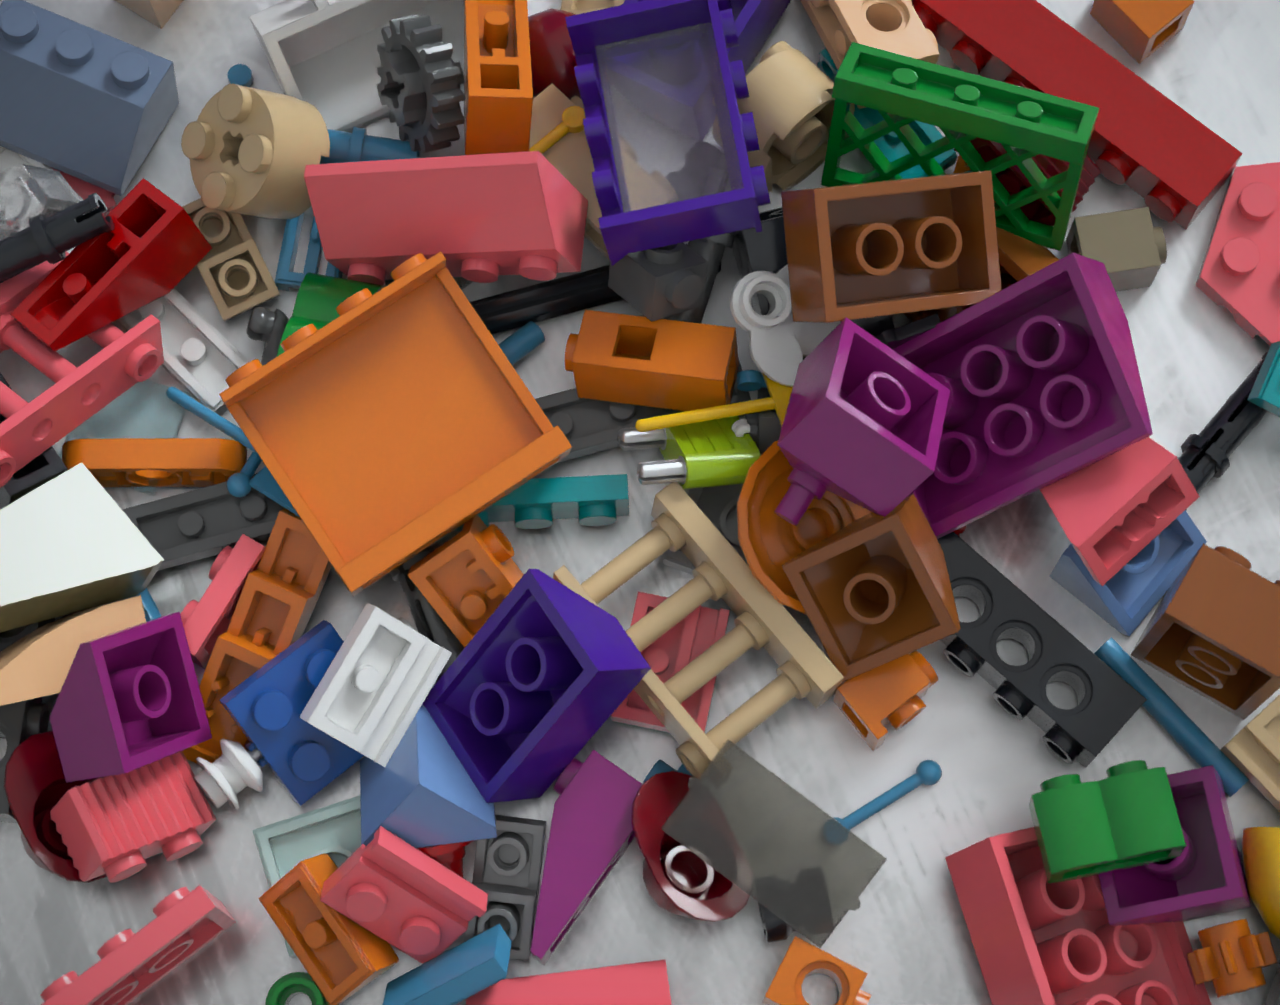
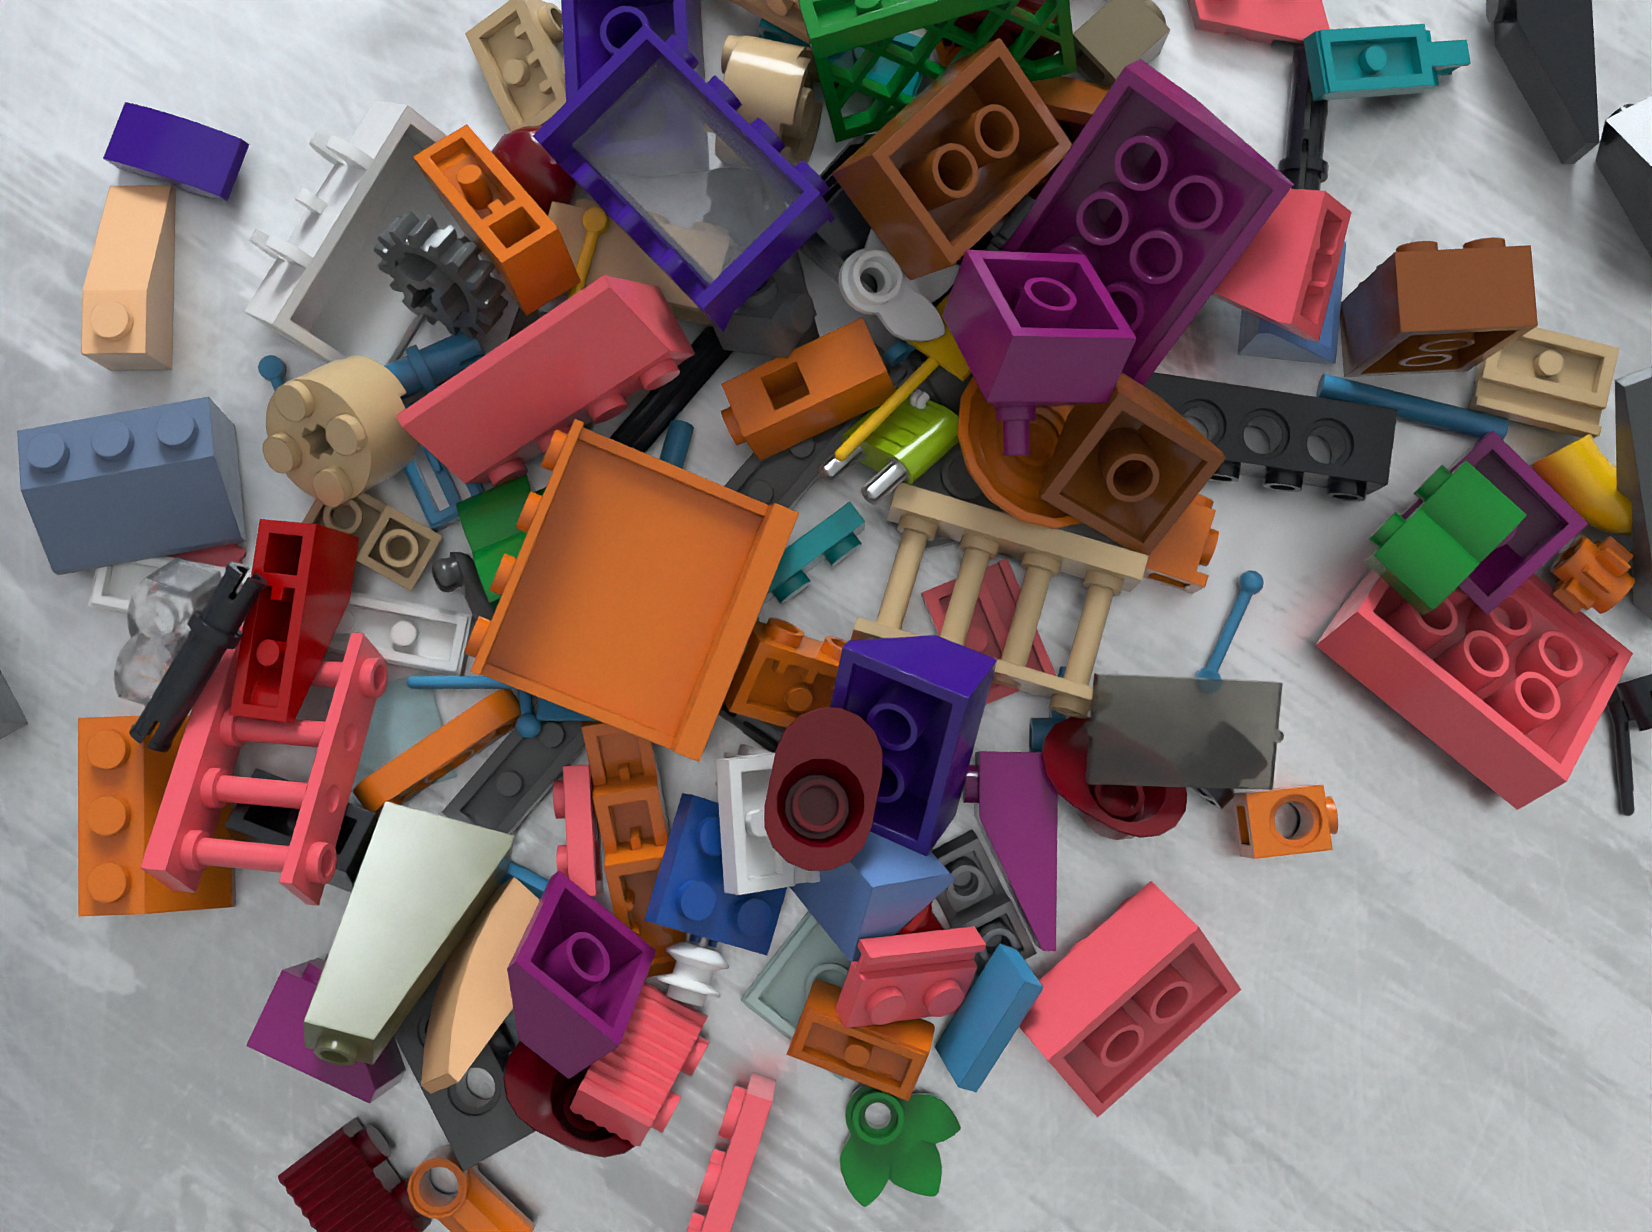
camera: 35 degrees left, 10 degrees up
(435, 678) = (823, 789): none -> dark red piece

